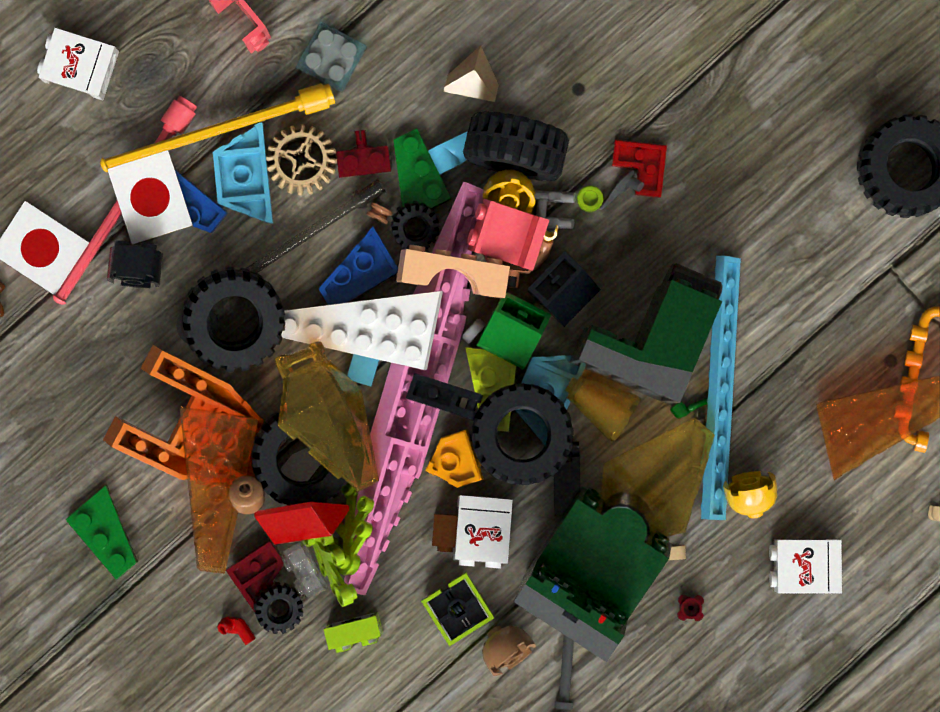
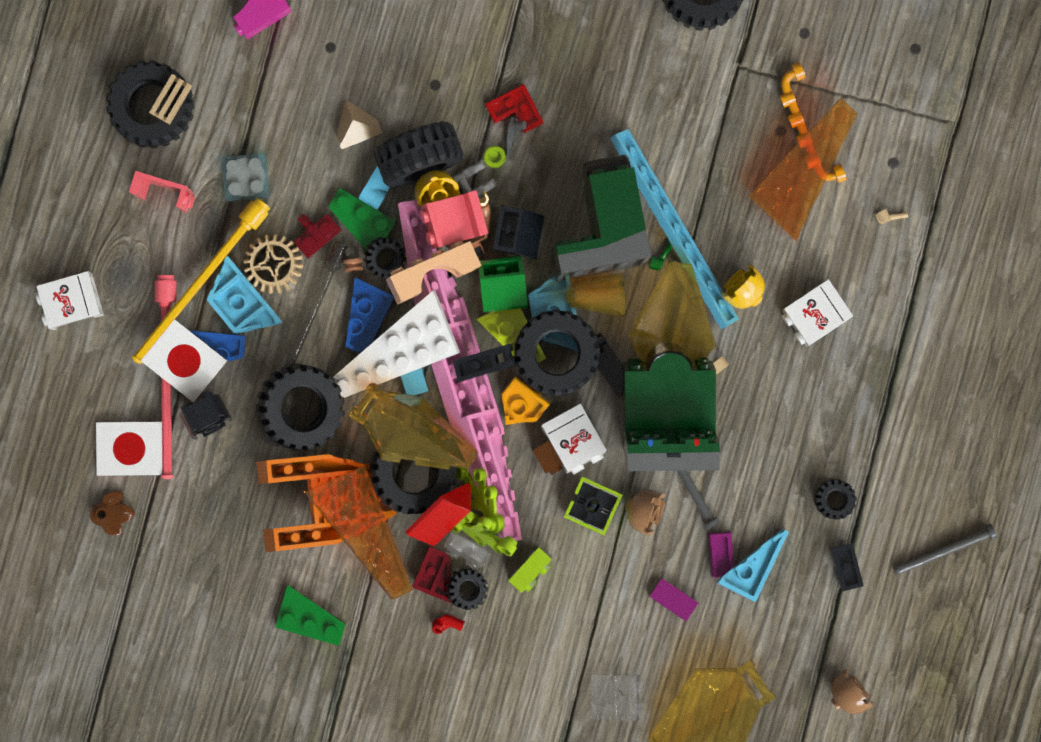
camera: 30 degrees left, 0 degrees up
(247, 494) = (392, 523): medium nougat head -> none
(473, 331) = (474, 304): light grey tile -> none
(695, 613) = (756, 390): dark red plate -> none

